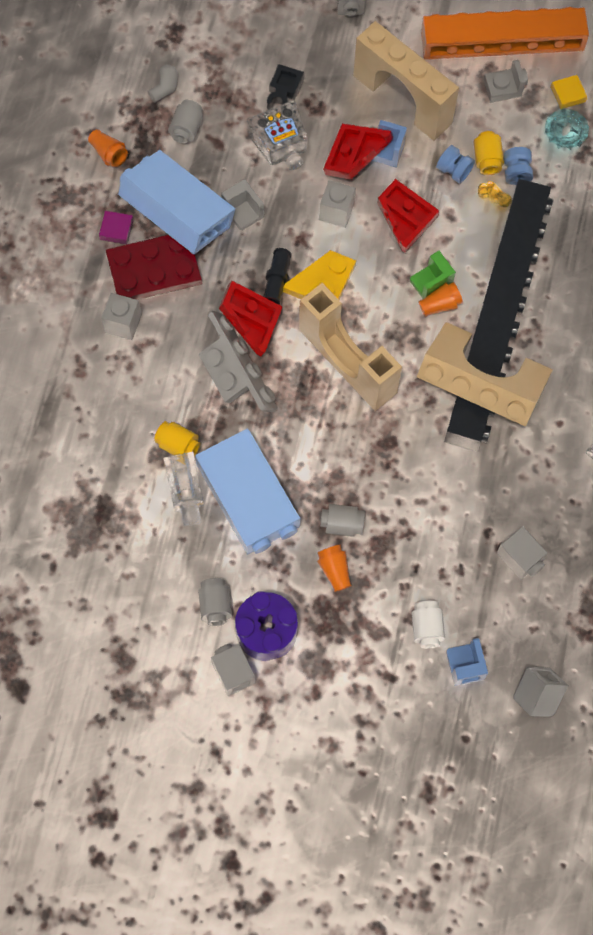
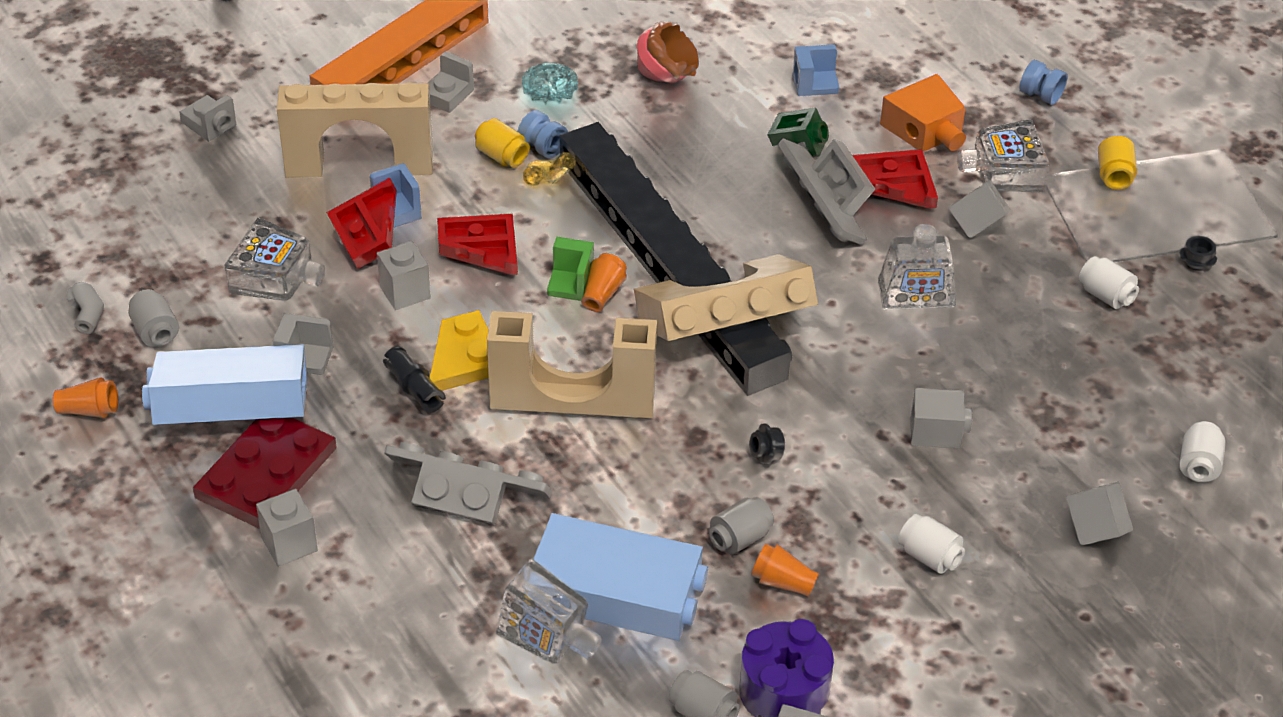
camera: 45 degrees left, 25 degrees down
(116, 227) = (179, 463): magenta tile -> none
(176, 439) = (481, 591): yellow brick -> none
(250, 315) = (429, 424): red wing -> none
(284, 85) = (225, 222): black plate -> none
(412, 484) = (767, 443): none -> black plate
(455, 164) = (481, 170): medium blue wheel -> none
(467, 663) = (1008, 544): medium blue panel -> none
(568, 92) = (515, 56): yellow tile -> none

